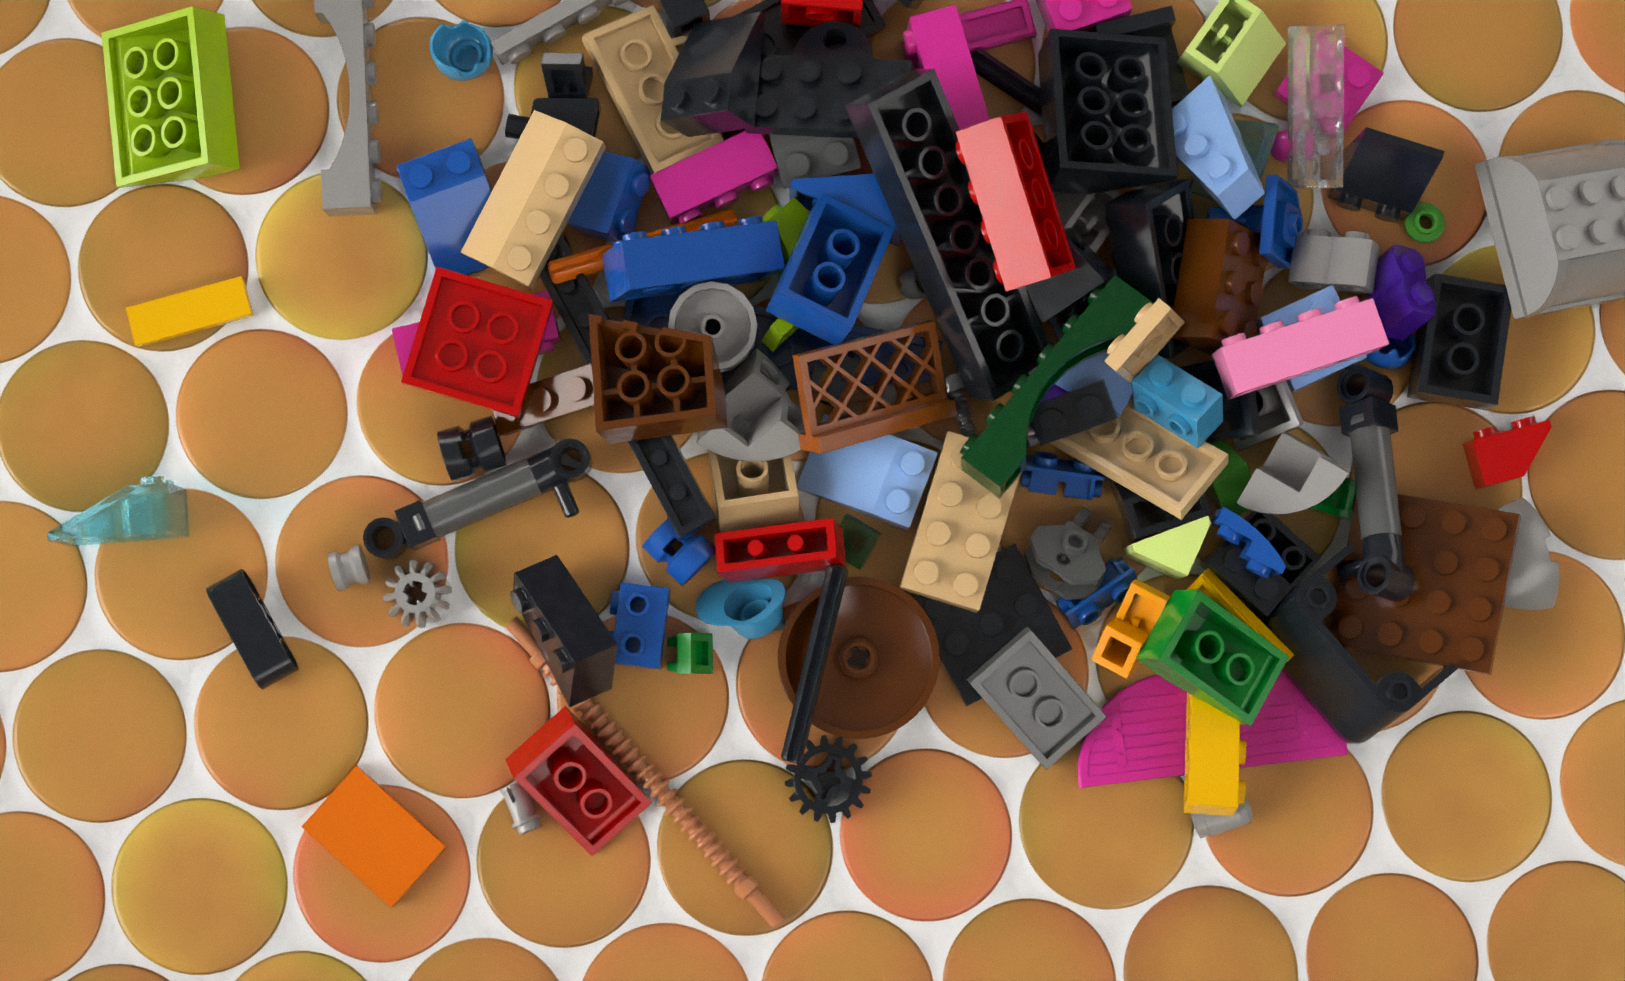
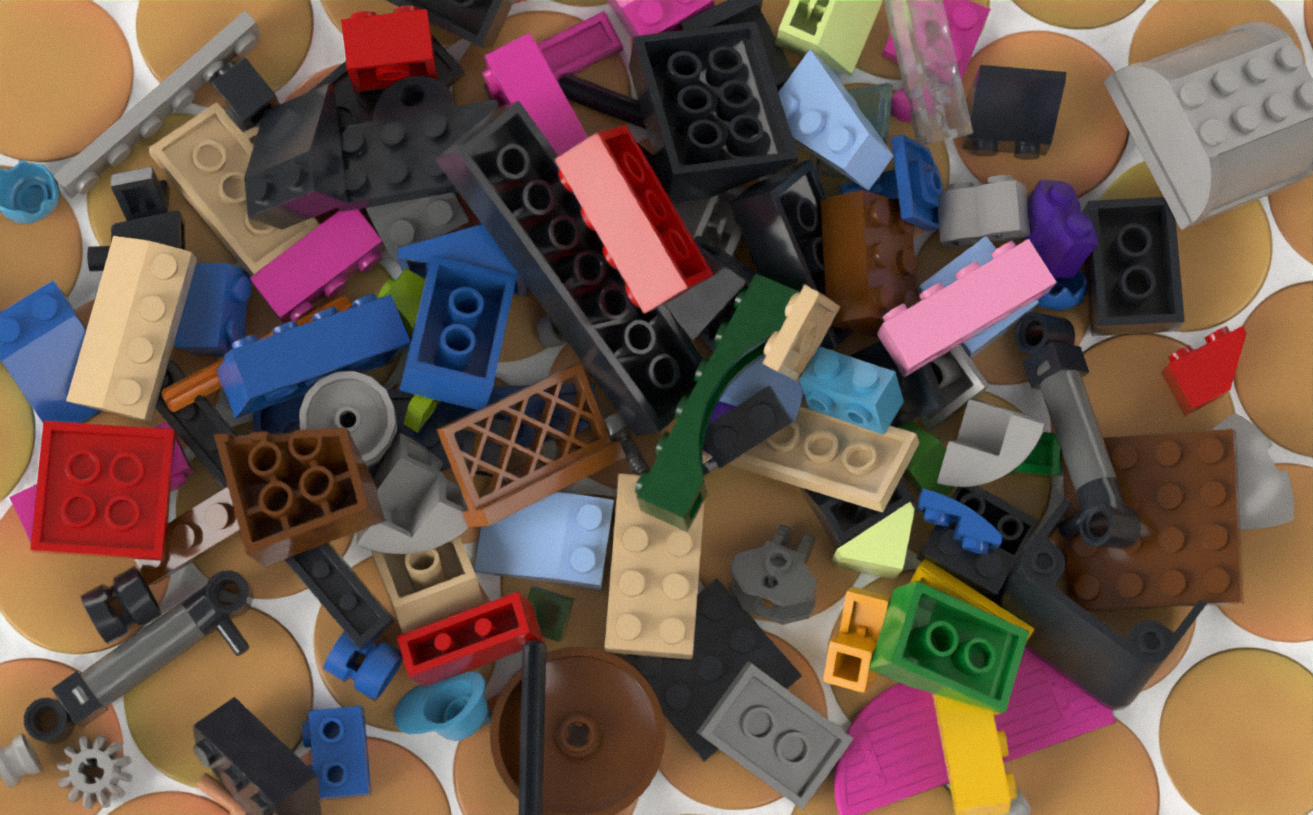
camera: 10 degrees left, 5 degrees down
(693, 653) = (402, 770): green tile -> none
(1048, 470) = (735, 494): blue hinge -> none
(1111, 590) = (828, 606): blue hinge -> none
(1414, 228) = (1063, 164): bright green plate -> none

